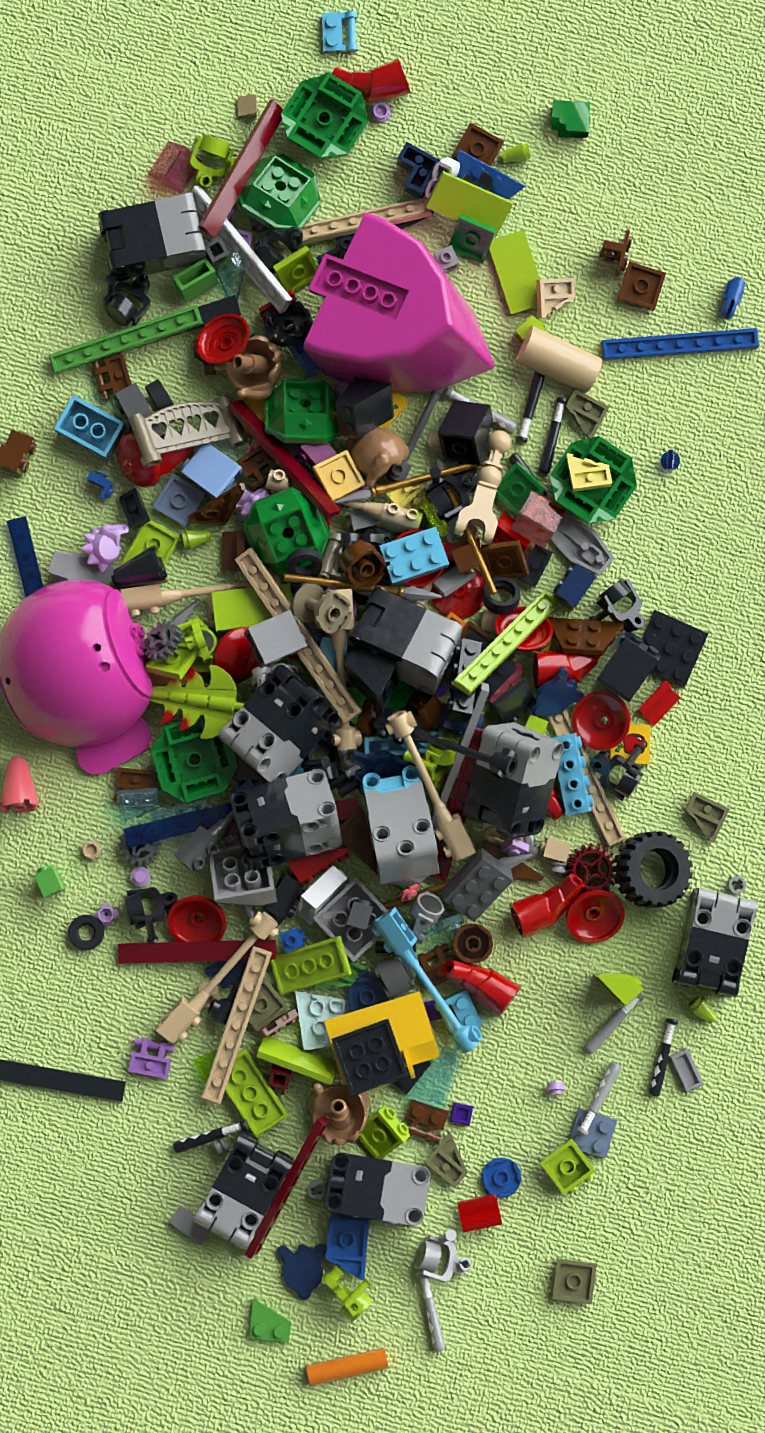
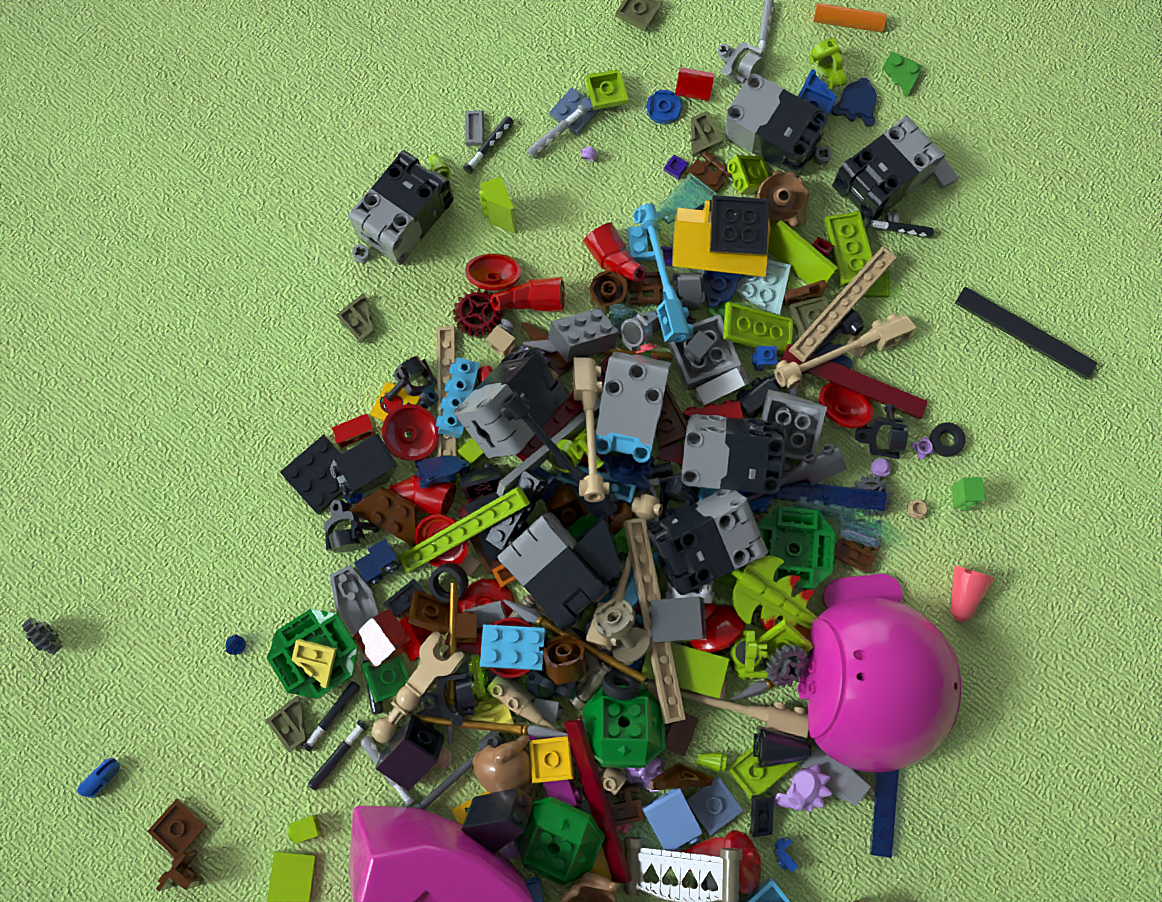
camera: 150 degrees left, 10 degrees down
(150, 1064) = (930, 307): medium lavender plate -> none
(287, 1187) = (833, 169): dark red tile -> none
(553, 294) = (264, 857): tan wing -> none
(559, 360) = (289, 786): tan brick -> none
(605, 1031) = (529, 181): light grey piece -> none
(676, 869) = (415, 270): black tyre -> none
(680, 344) = (171, 754): blue tile -> none

